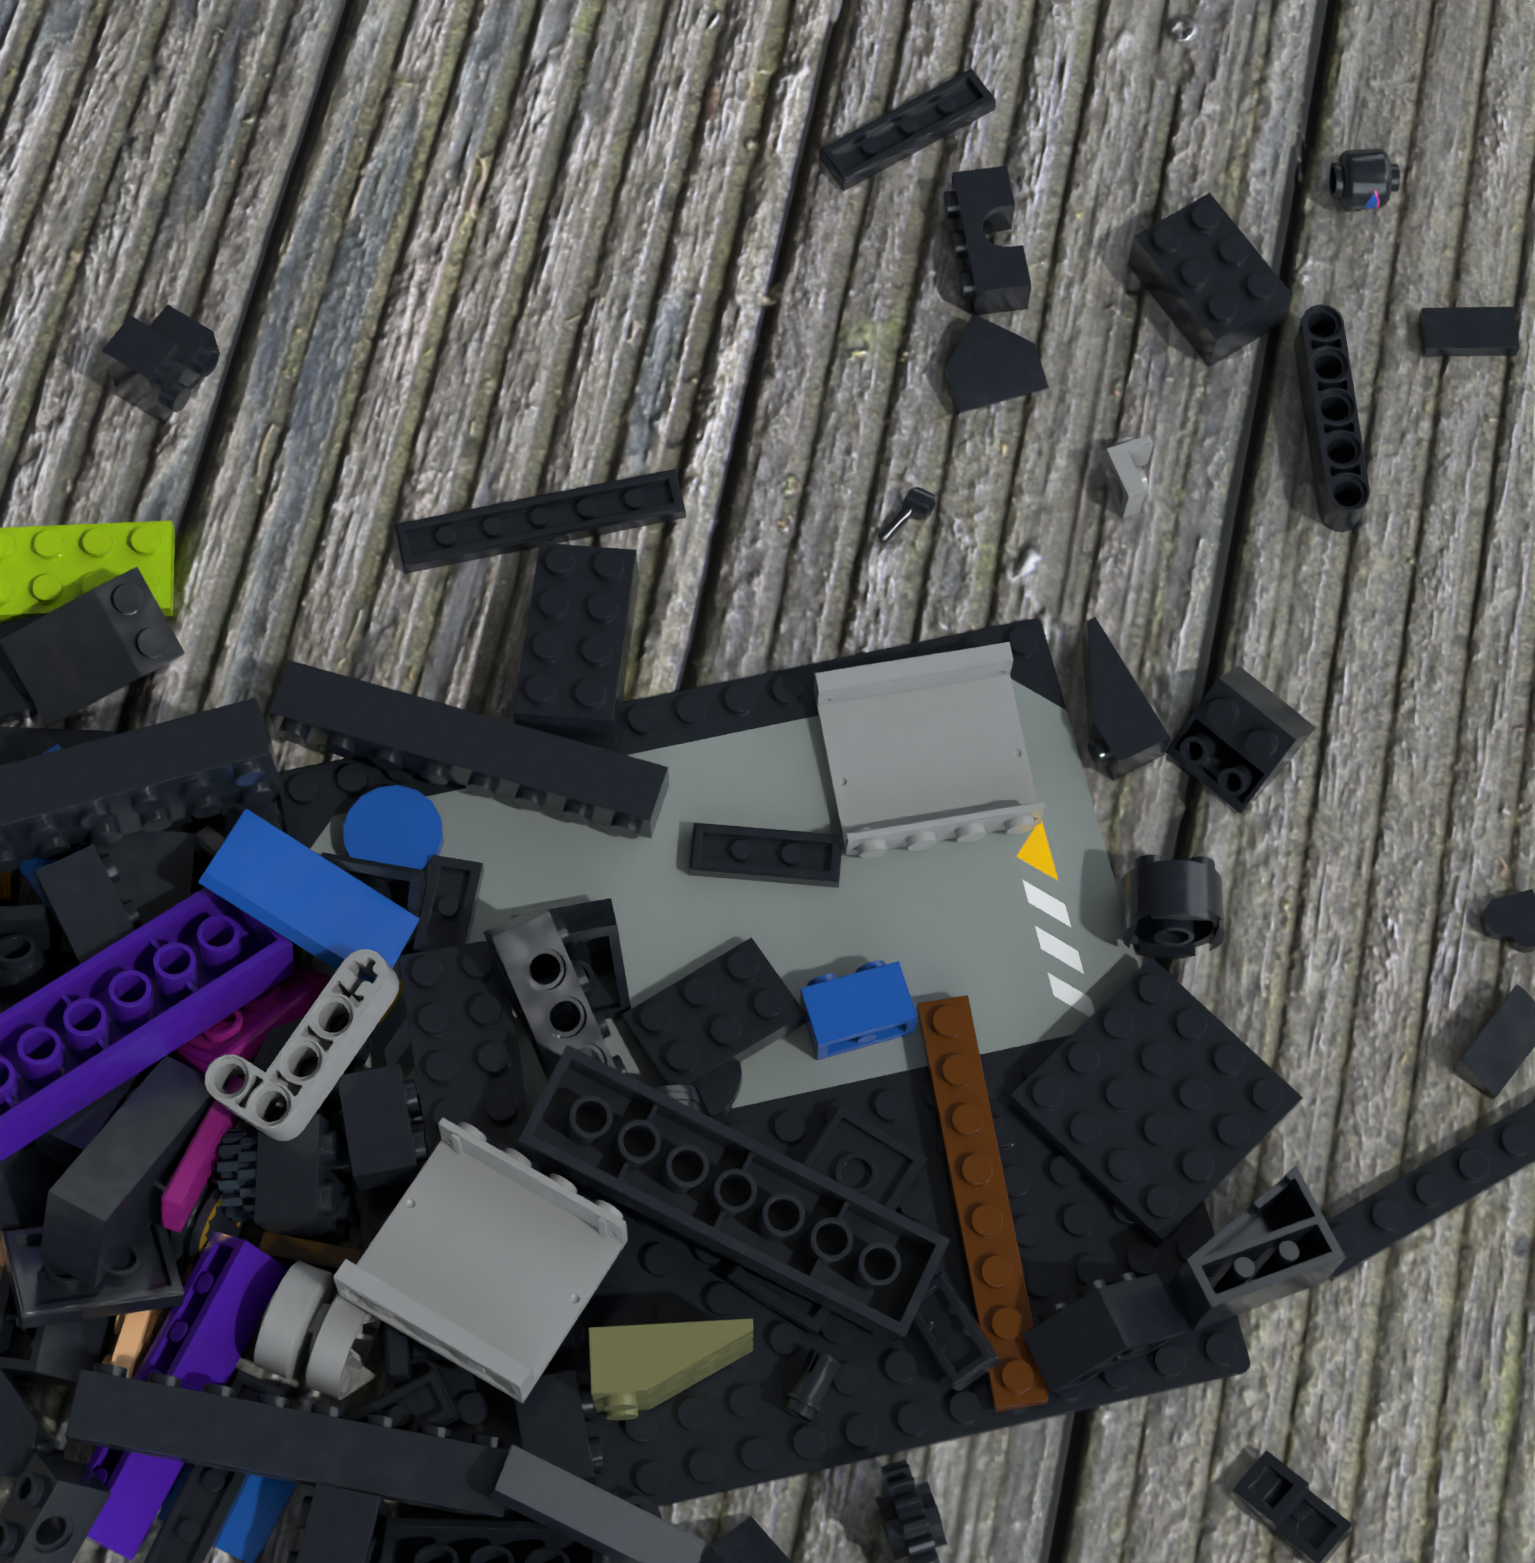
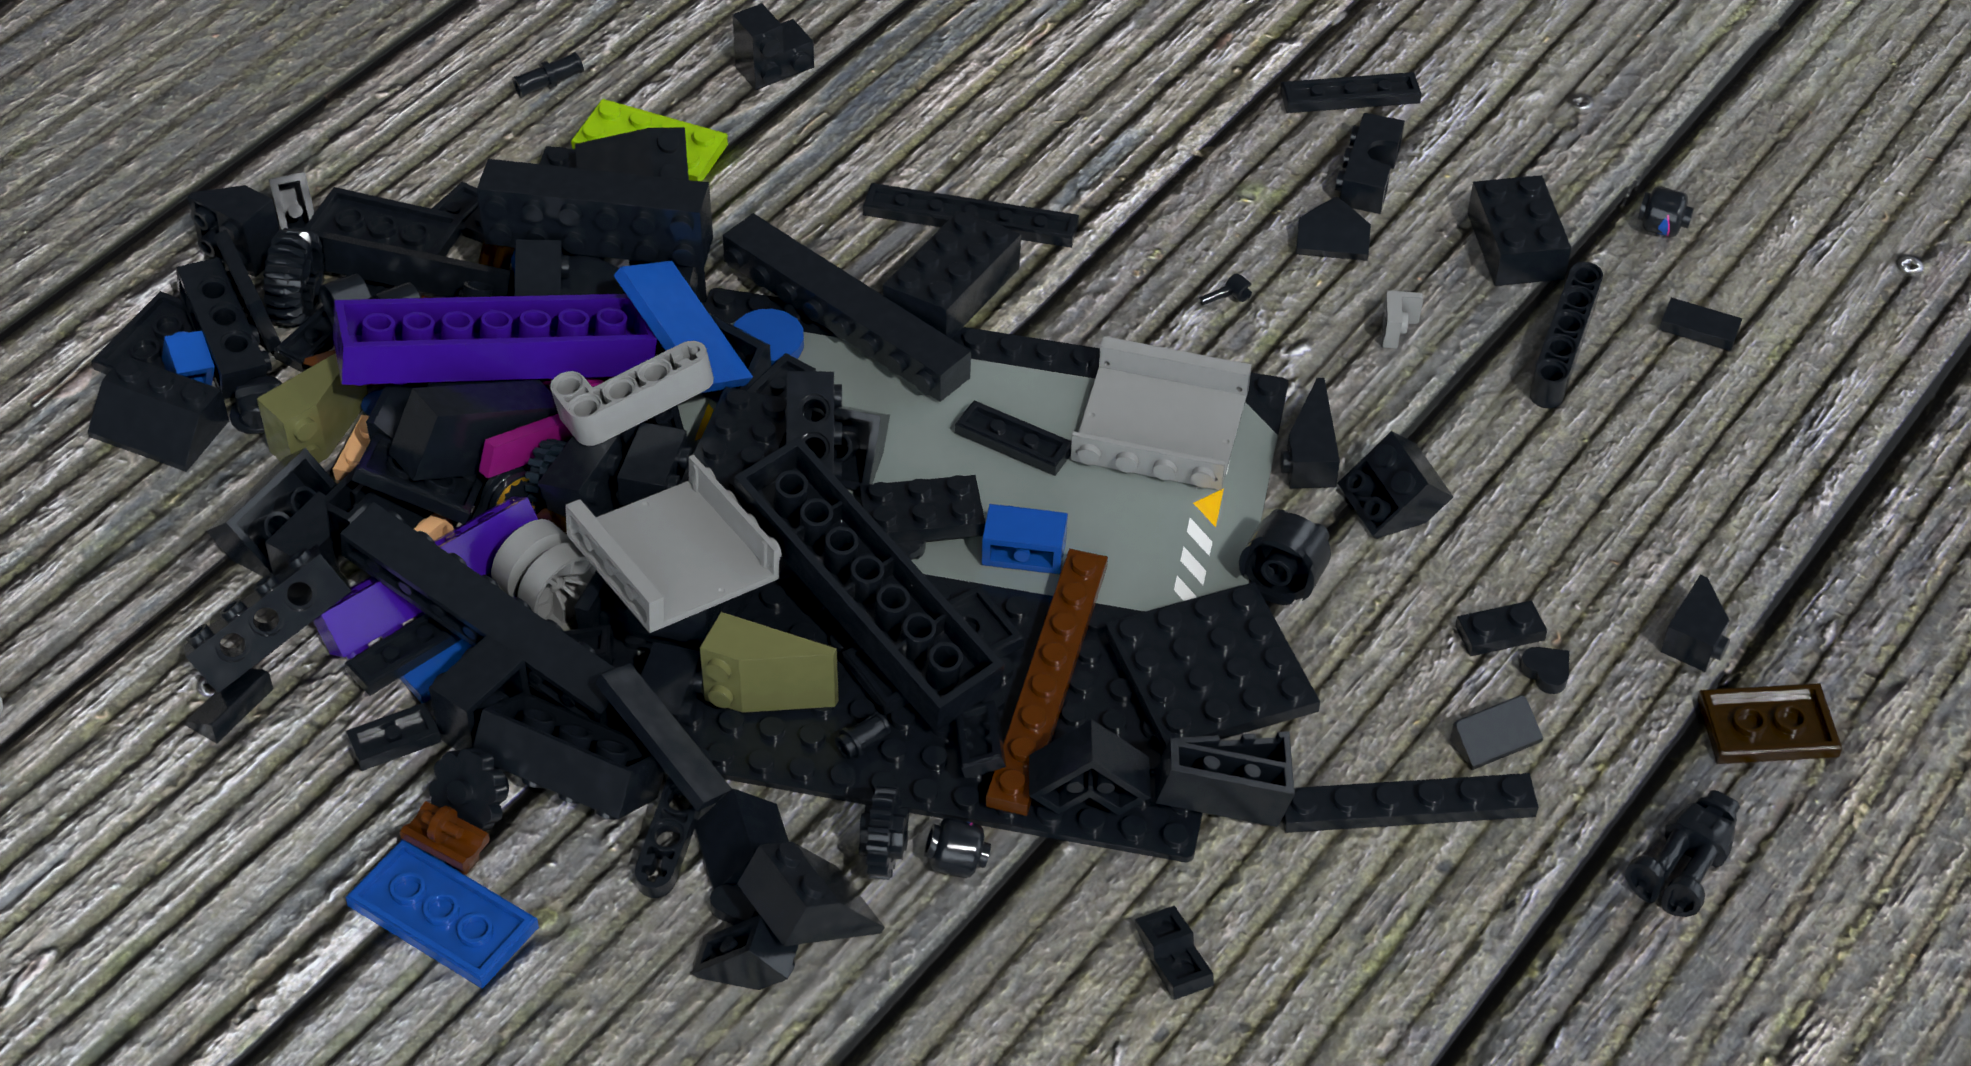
camera: 25 degrees right, 20 degrees down
(992, 1489) = (957, 847): none -> black head
(1440, 885) = (1501, 628): none -> black plate

